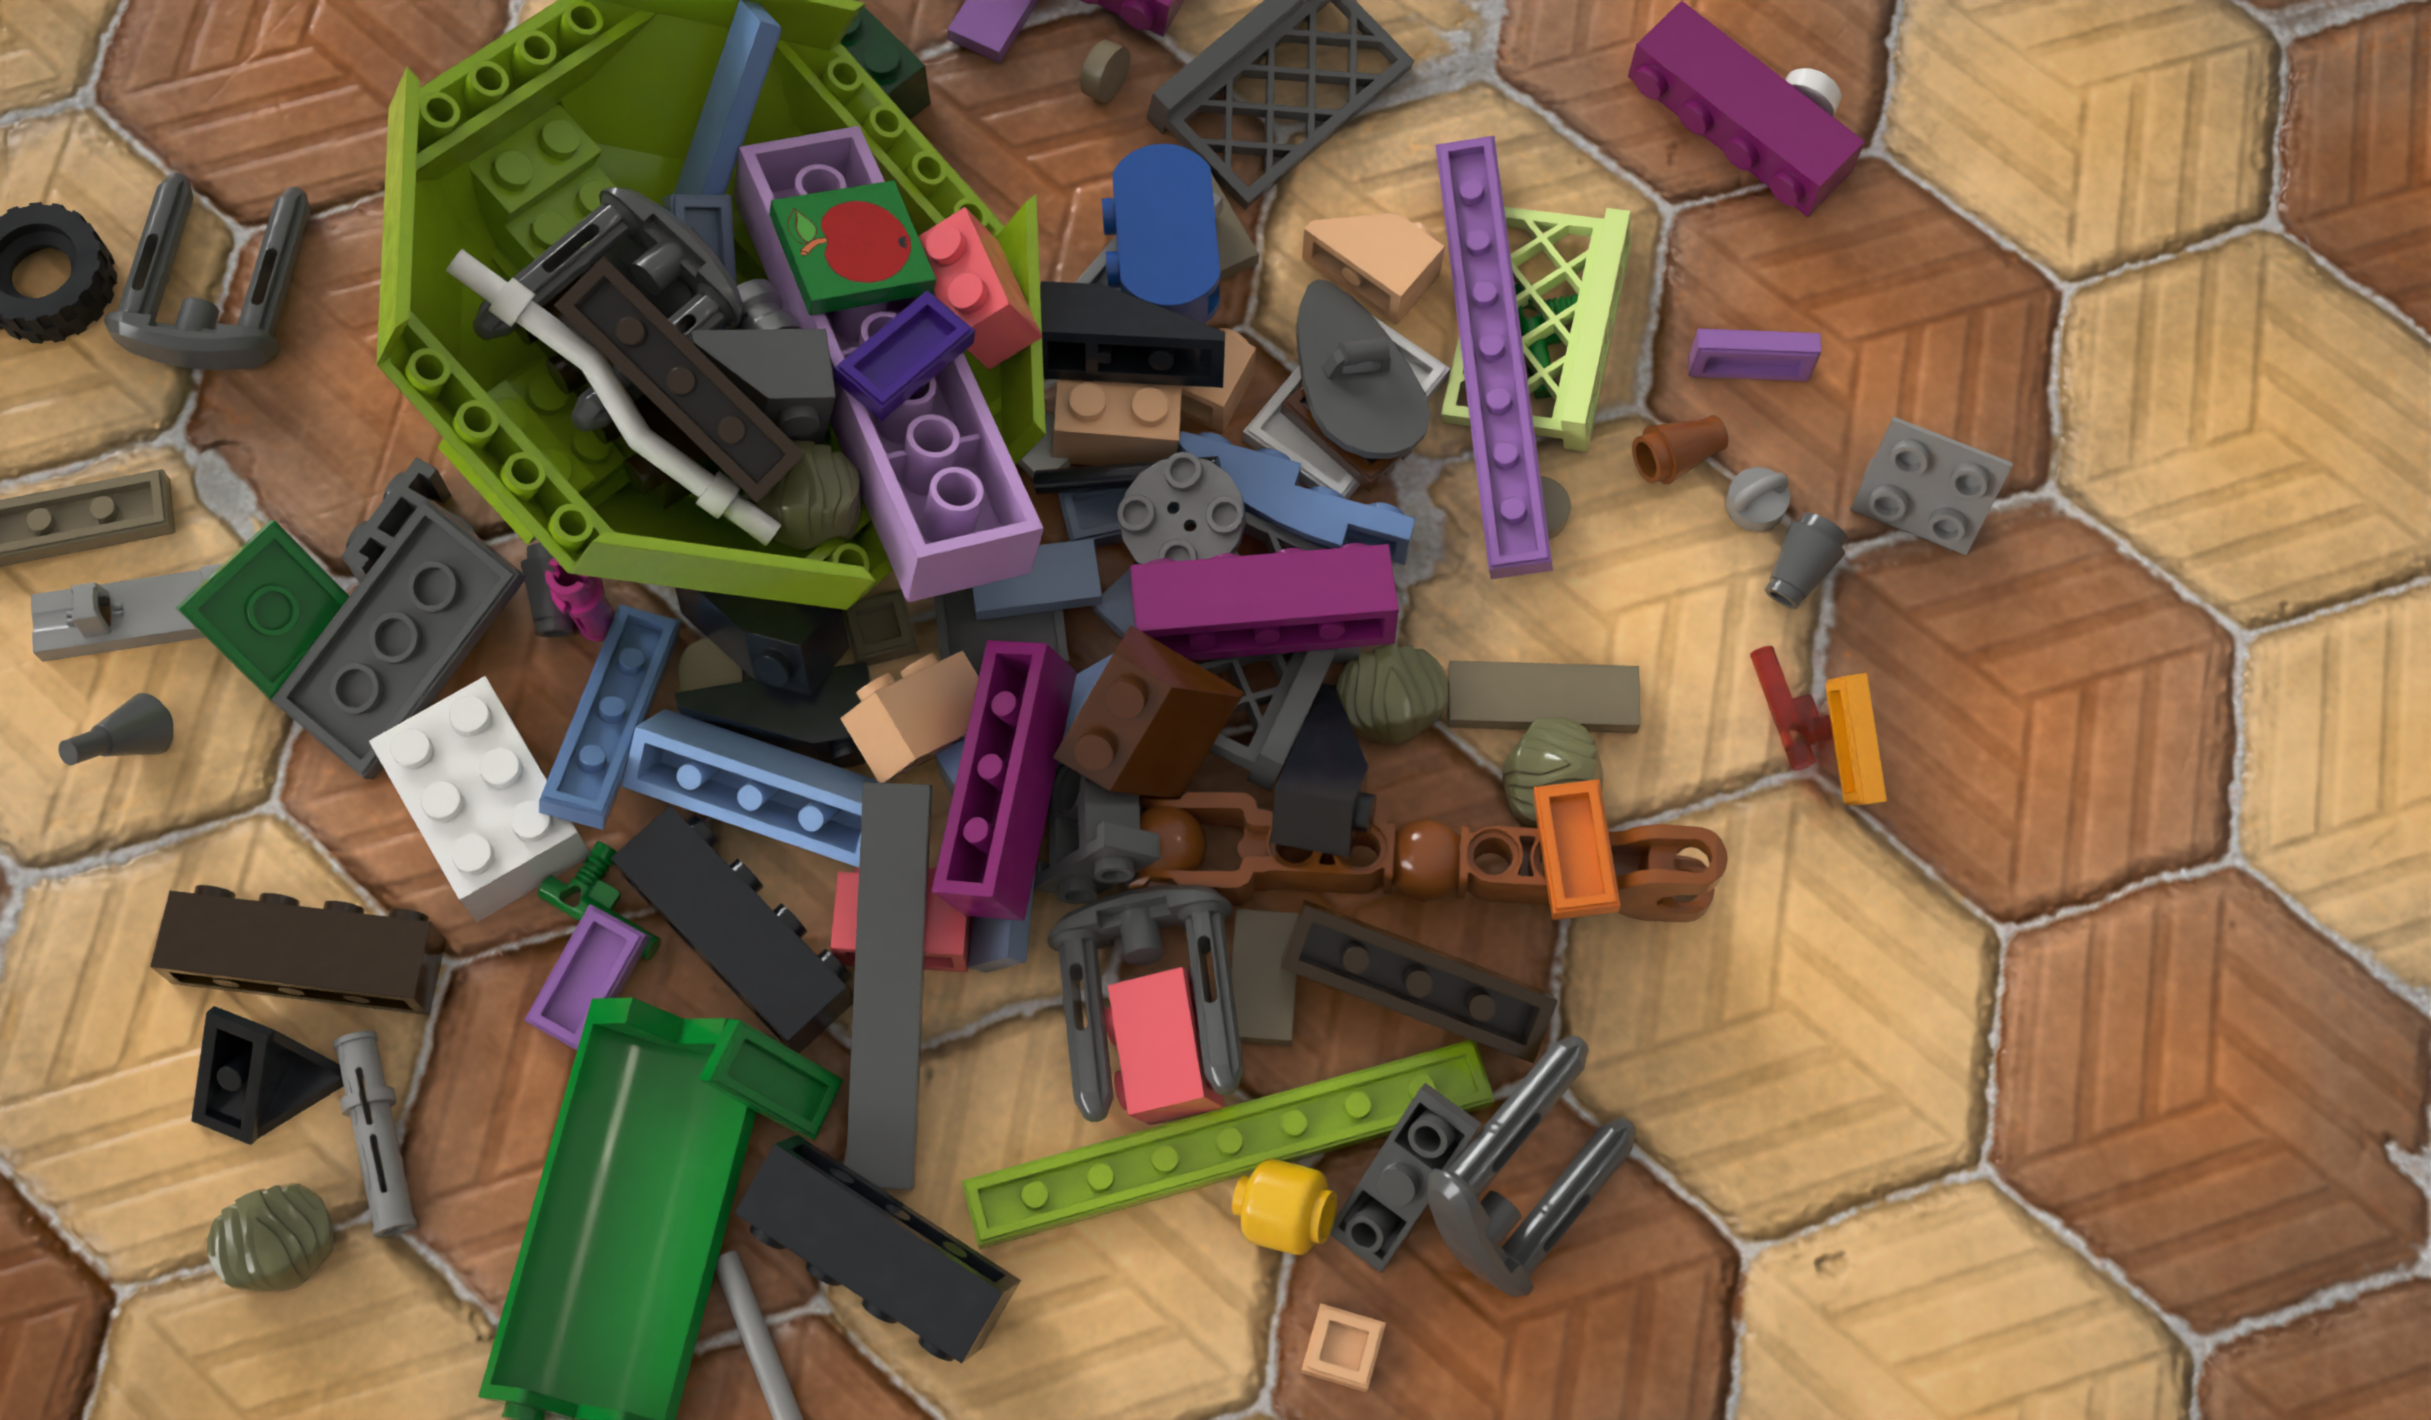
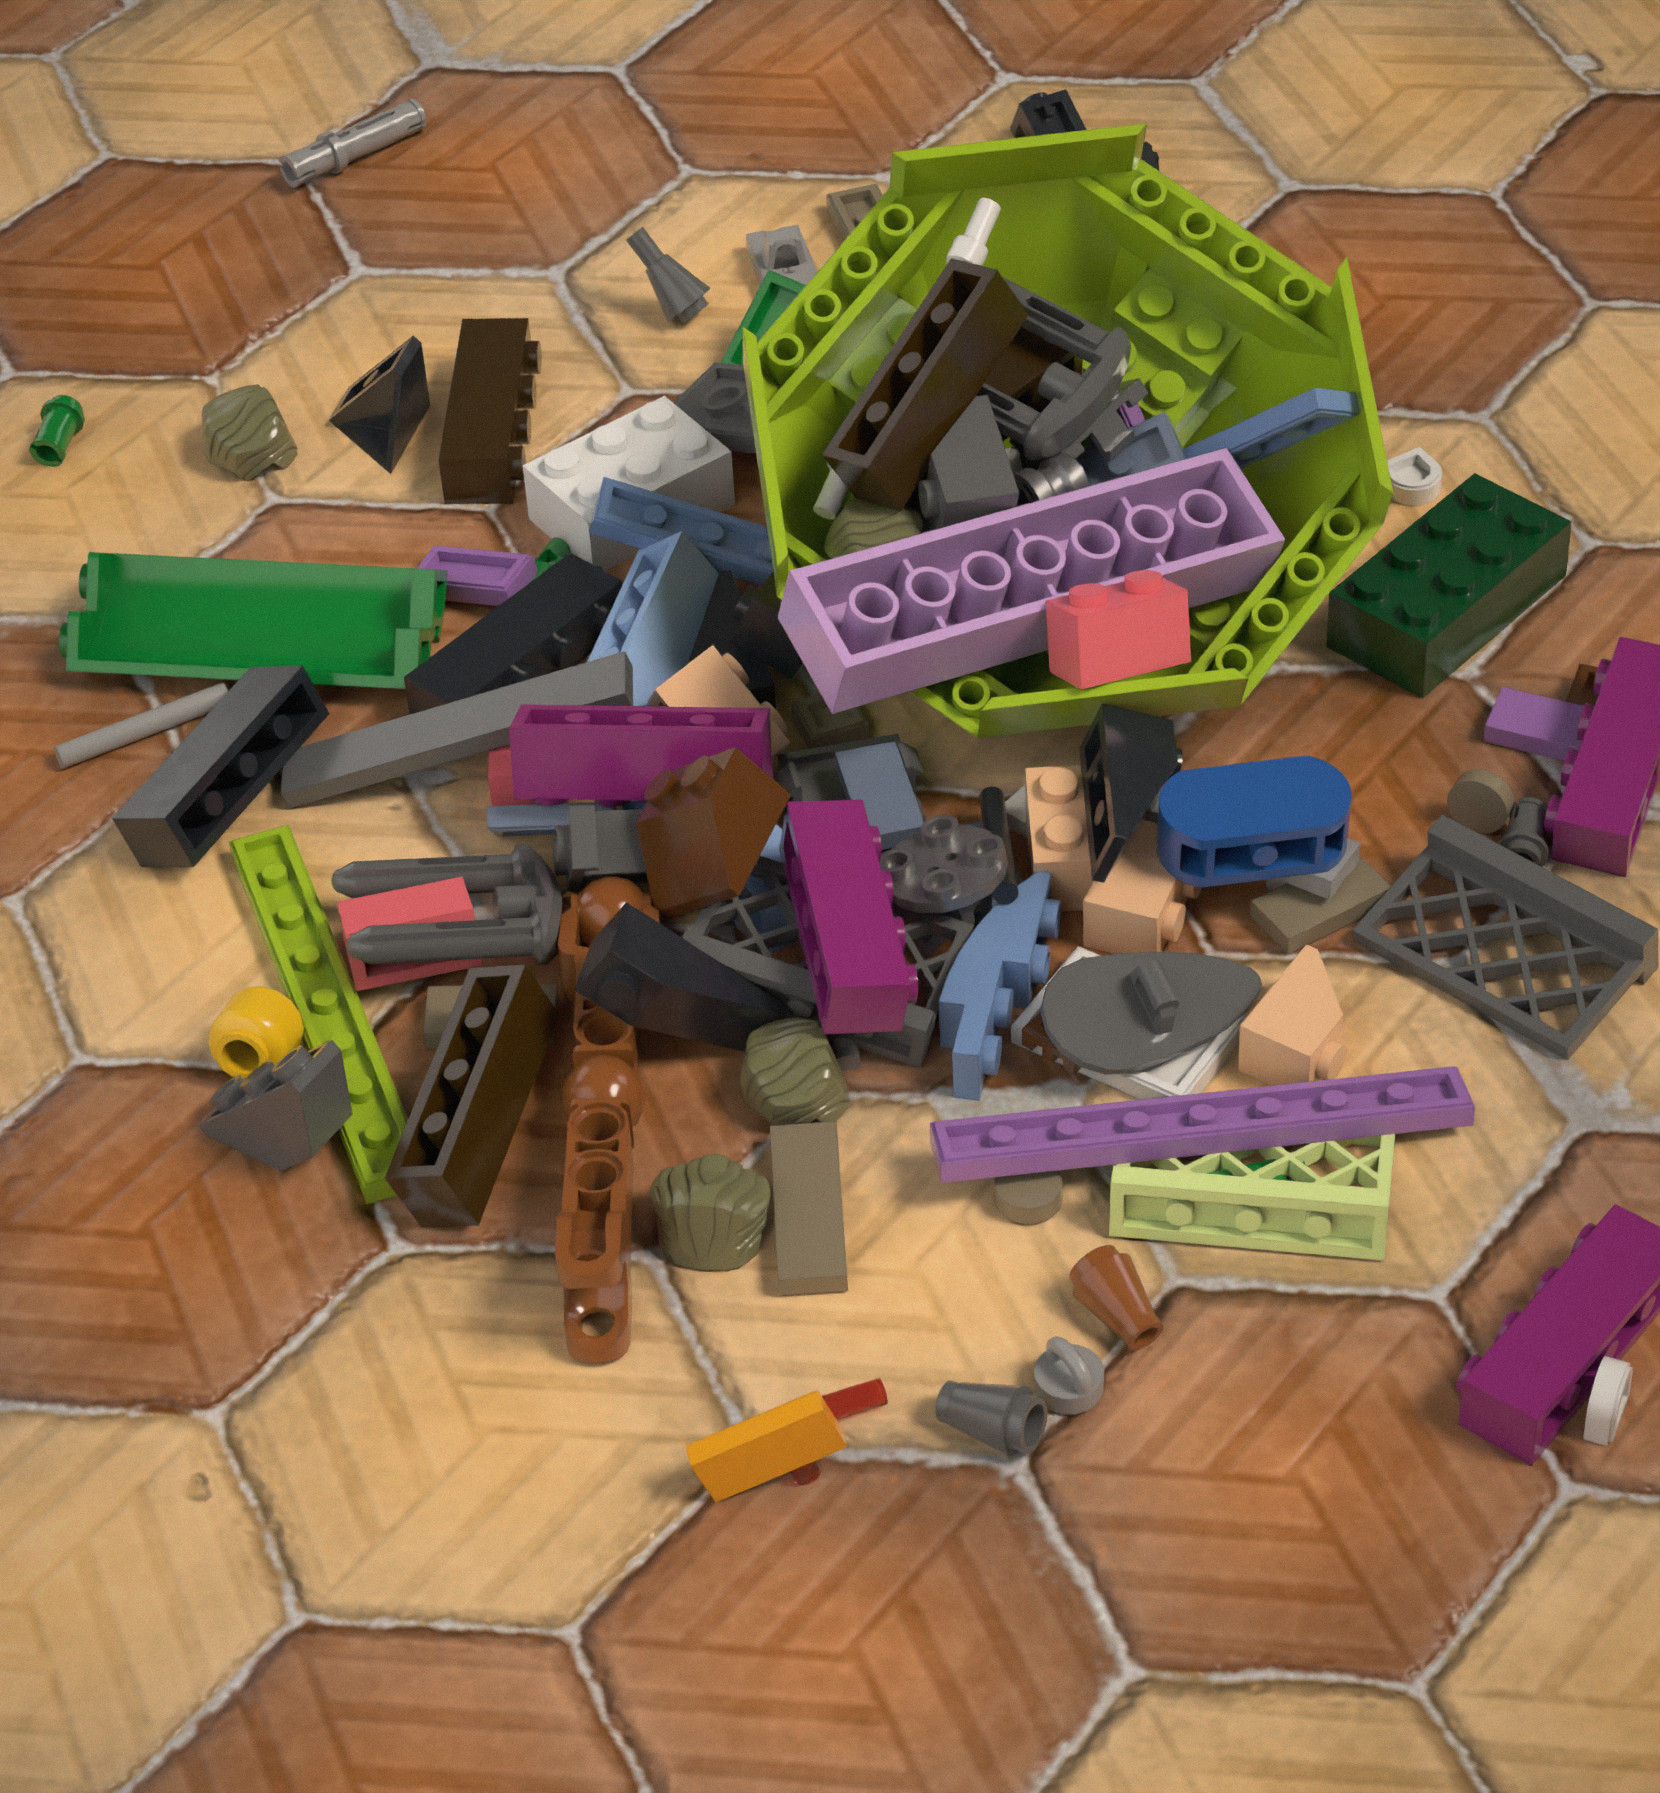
camera: 90 degrees right, 25 degrees down
(360, 1058) = (334, 476): light grey pin -> none
(771, 1079) = (373, 674): green tile -> none
(852, 247) = (1125, 519): tile -> none
(904, 355) = (1007, 553): dark purple tile -> none
(1154, 45) = (1526, 830): none -> dark grey pin
(1343, 1347) = (126, 1102): light nougat tile -> none
(1477, 1228) = (207, 1144): dark grey piece -> none
(1576, 849) = (600, 1172): orange tile -> none
(1754, 354) = (1243, 1354): medium lavender tile -> none
(1930, 485) = (1094, 1515): light grey hinge -> none

